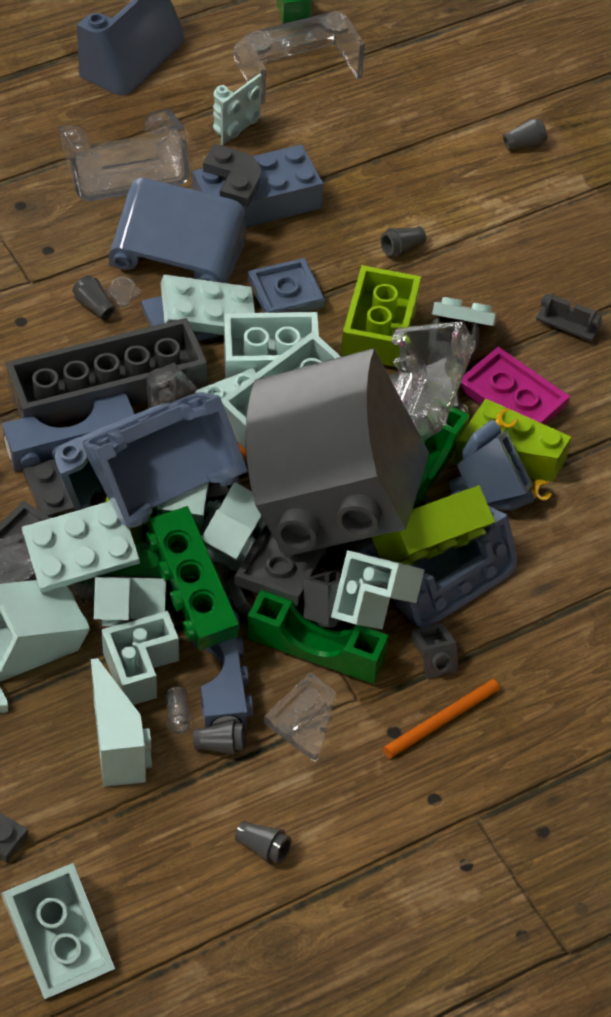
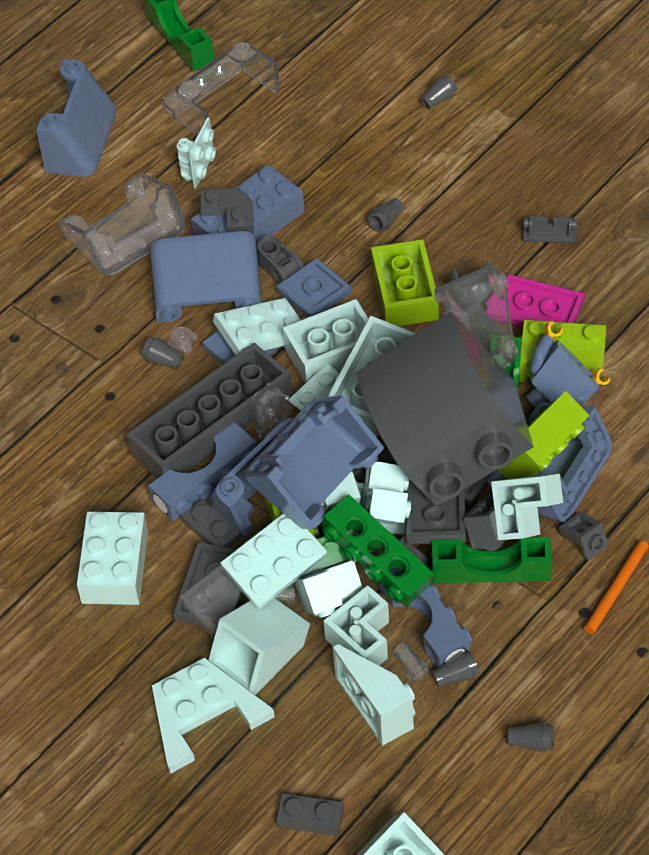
camera: 15 degrees left, 0 degrees up
(263, 243) = (277, 259): none -> dark grey piece
(304, 715) = (511, 626): clear wing -> none
(452, 309) = (479, 253): light aqua plate -> none

